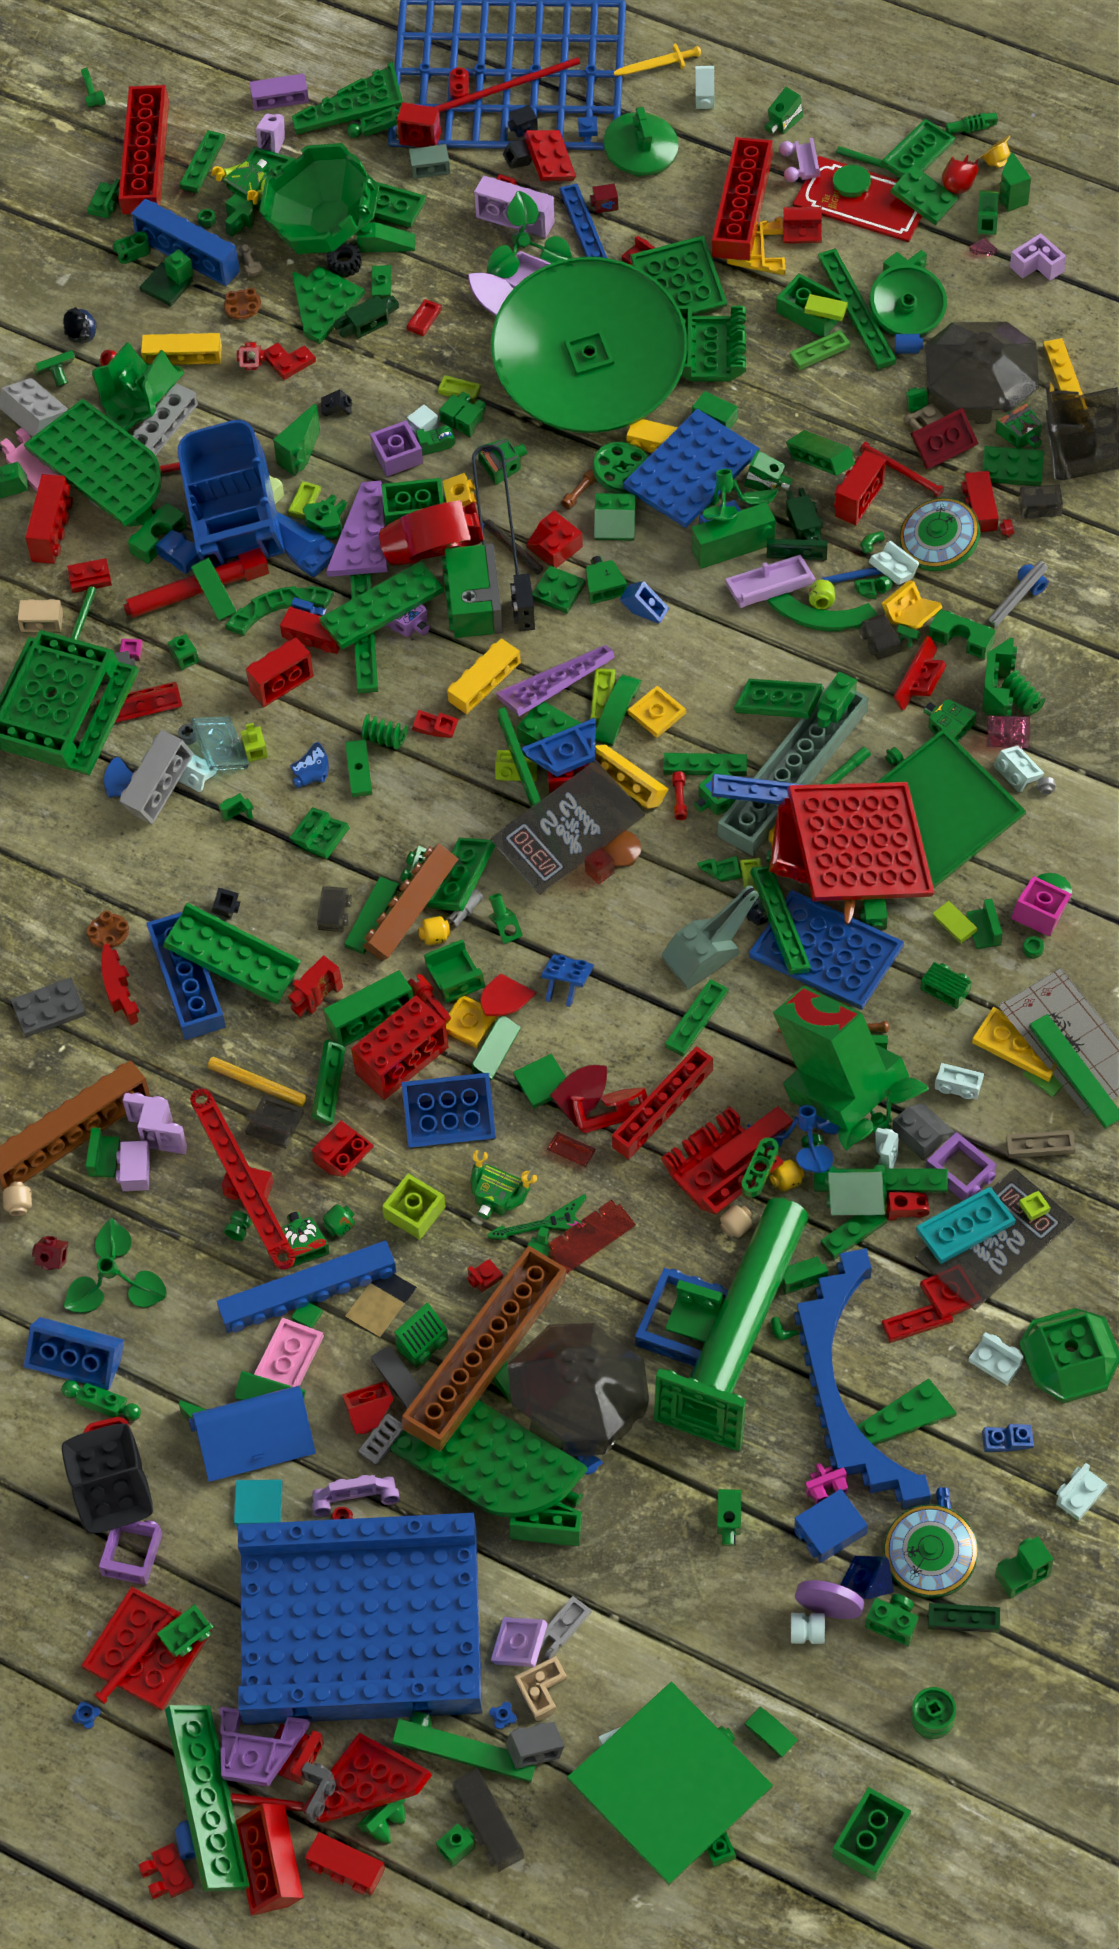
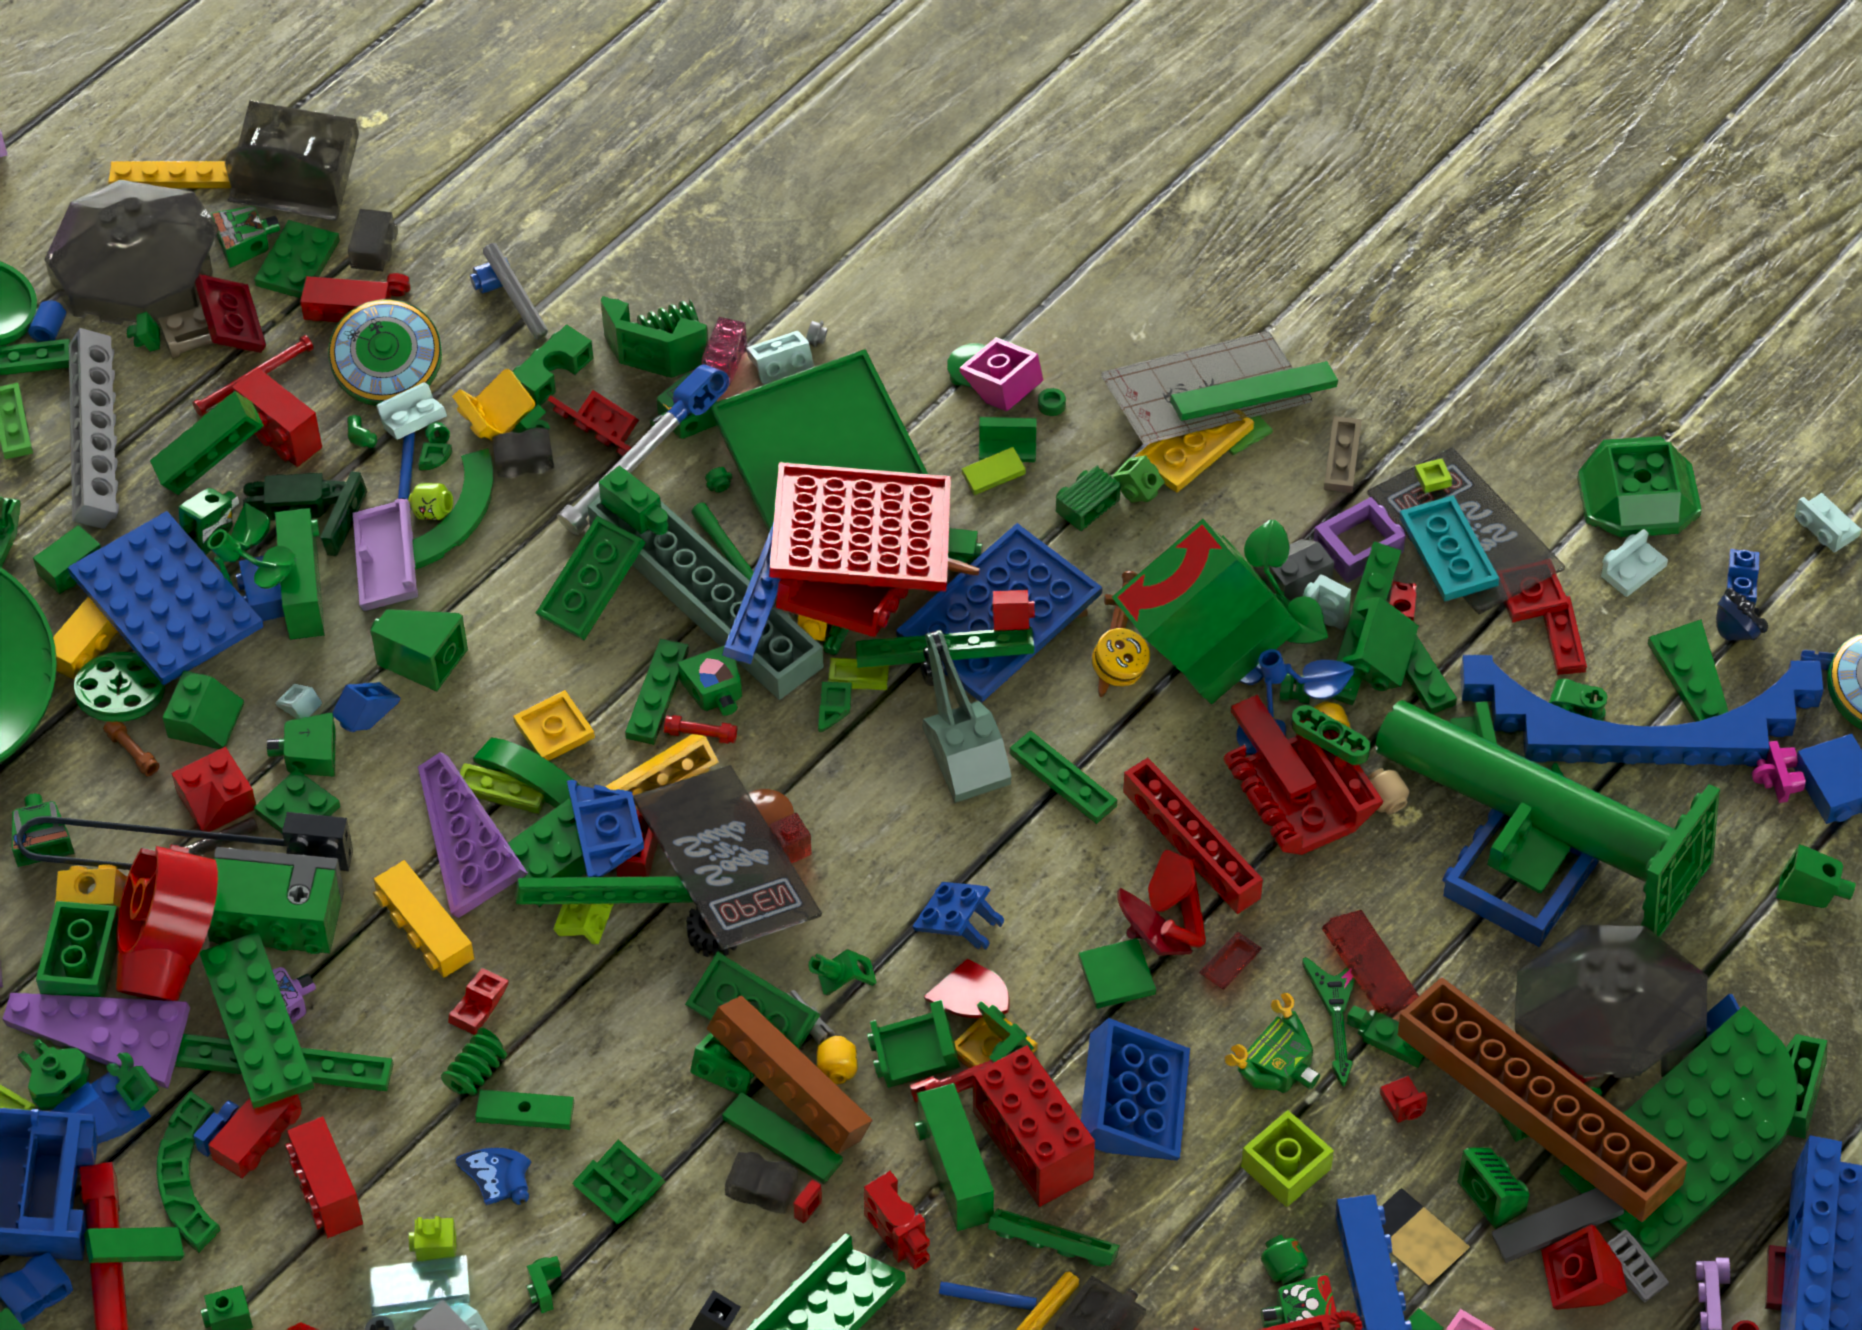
camera: 80 degrees left, 5 degrees down
(280, 1063) = (988, 1296): none -> blue bar
(323, 556) = (135, 1083): none -> green plate
(324, 937) = (807, 1201): none -> red tile
(341, 1150) = (1176, 1234): red slope -> none
(462, 1017) = (1012, 1036): none -> green bracket
(495, 1047) = (1048, 1023): slope -> none
(641, 568) = (299, 701): none -> light aqua slope
(692, 617) = (419, 644): none -> green slope
(816, 949) = (1012, 610): none -> red brick
(853, 1334) = (1579, 698): none -> green piece
(887, 368) = (92, 429): none -> light grey brick
(944, 716) = (692, 396): none -> piece
(959, 1081) = (1235, 513): light aqua bracket -> none
(963, 1436) = (1738, 618): none -> dark blue hair
(969, 1012) = (1139, 479): none -> bright green brick

